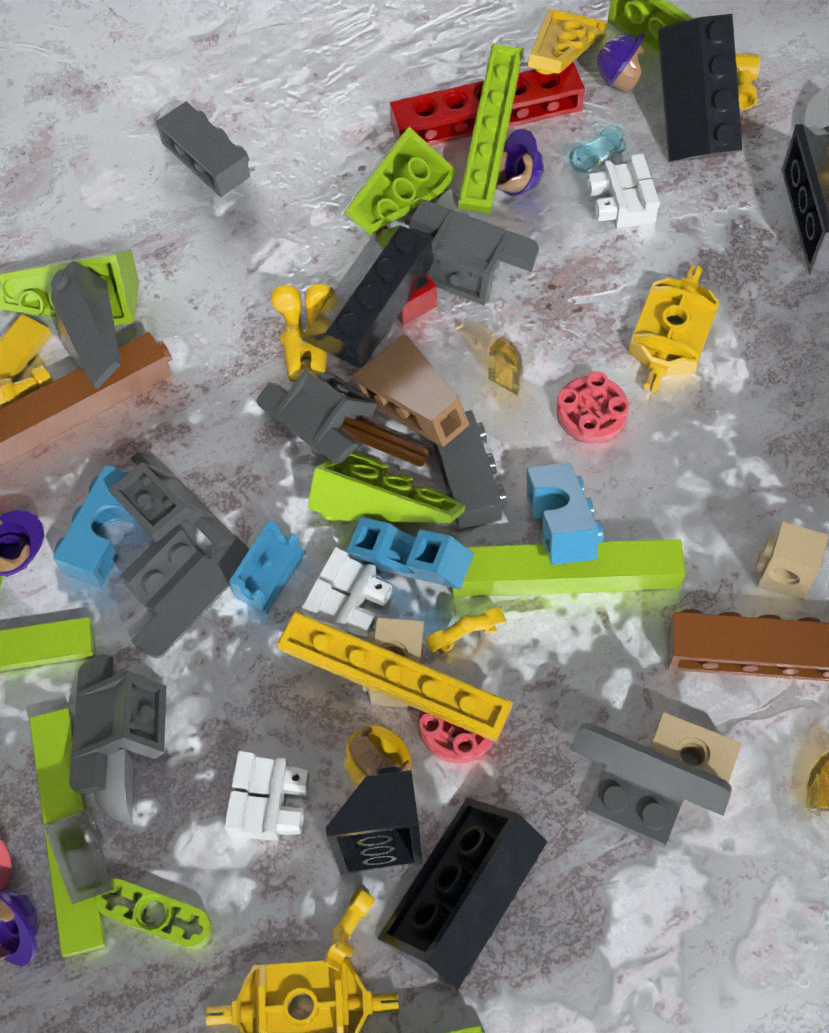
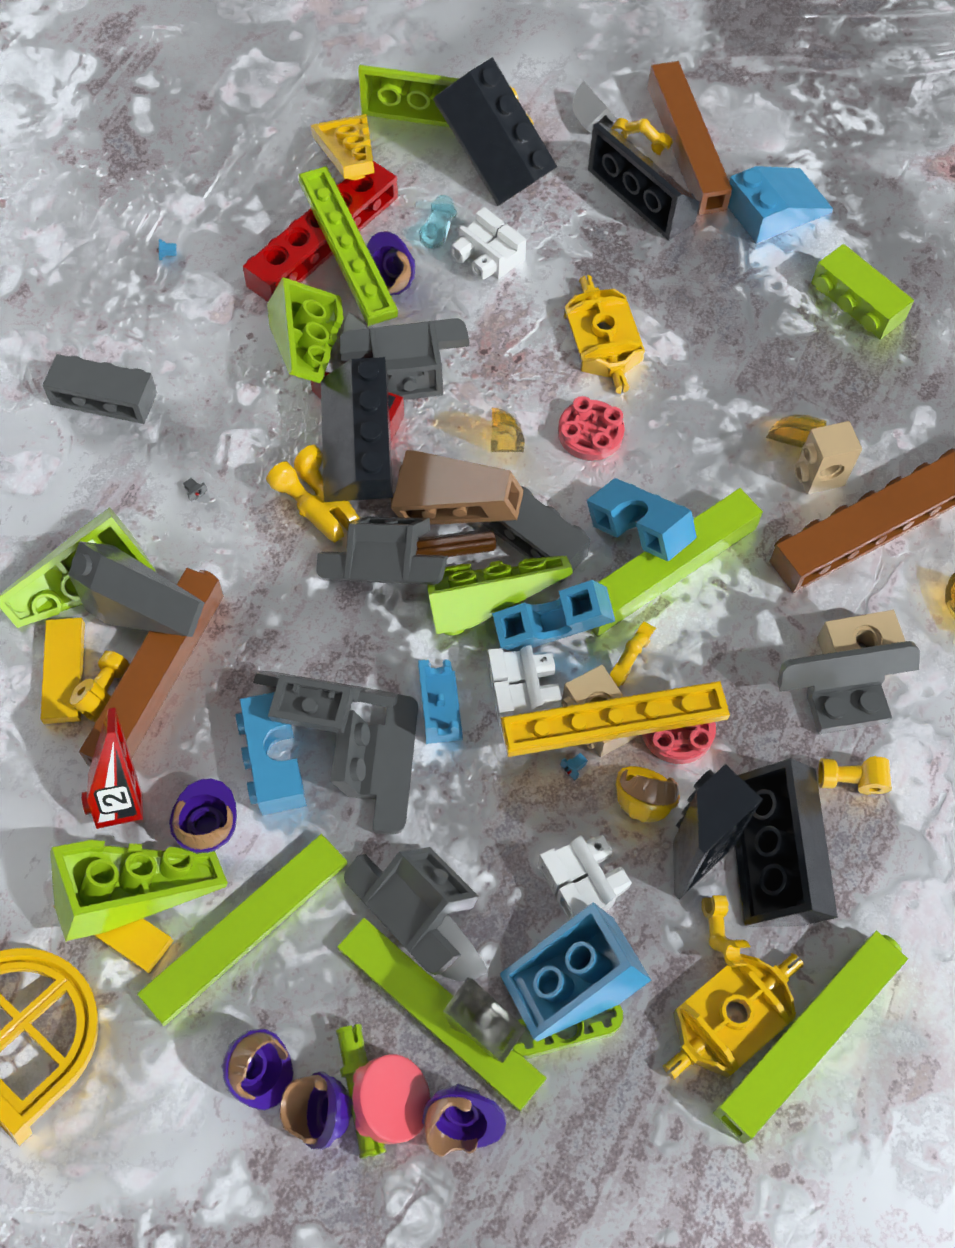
camera: 40 degrees left, 0 degrees up
(192, 873) = (574, 974): none -> dark azure slope
(215, 273) = (195, 489): none -> dark grey piece
(341, 696) = (573, 765): none -> dark azure piece
(347, 59) = (166, 249): none -> dark azure piece
(598, 884) = (871, 776): none -> yellow leg
(619, 61) = (408, 141): dark purple piece -> none
(792, 513) = (794, 429): none -> clear yellow brick

